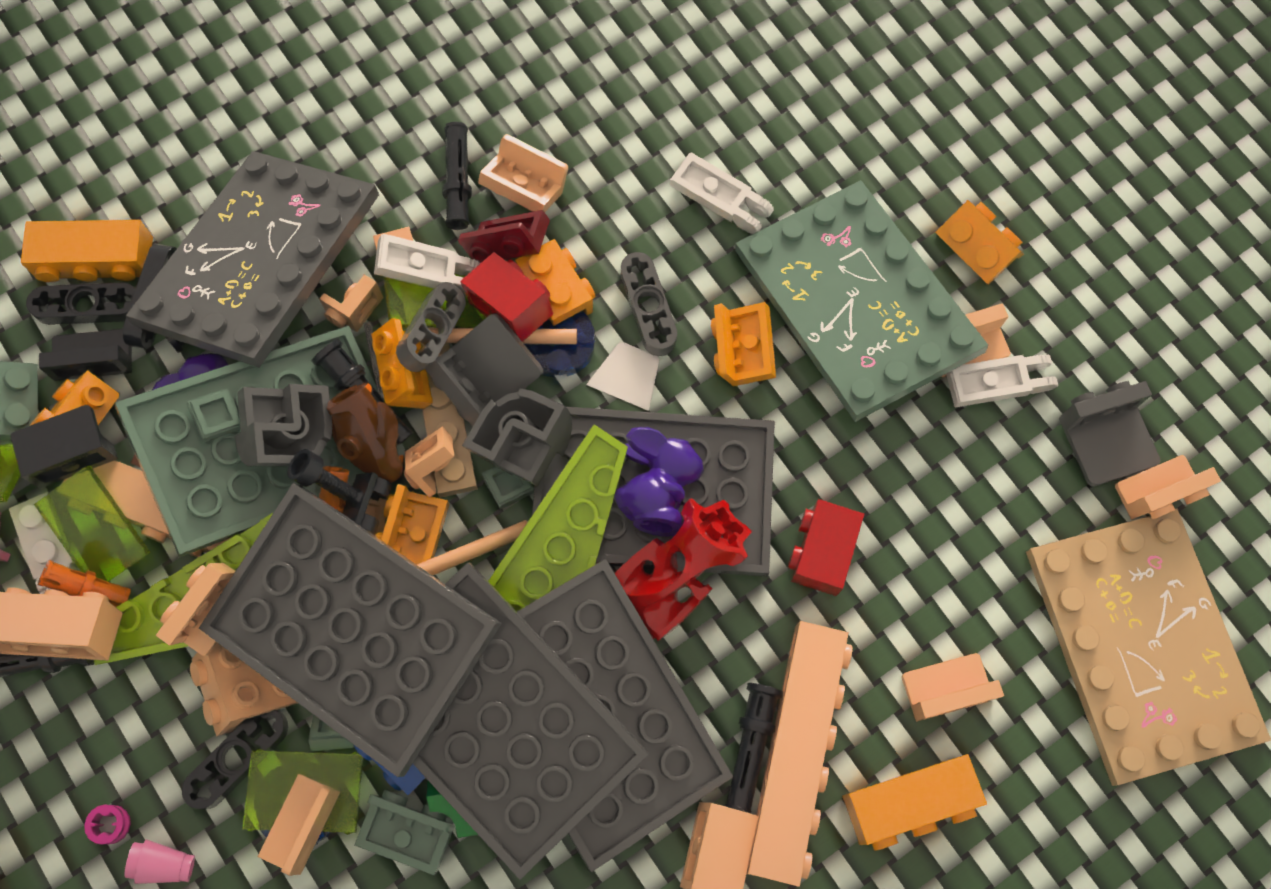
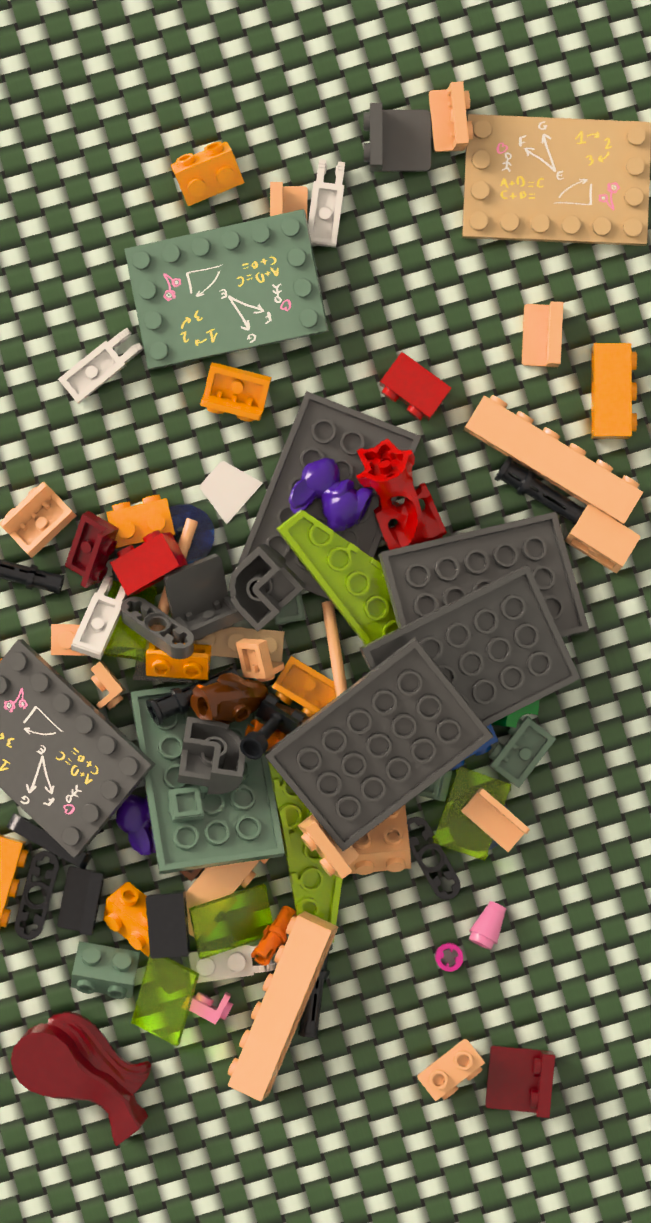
camera: 70 degrees left, 15 degrees up
(643, 319) = (185, 444): dark grey beam -> none

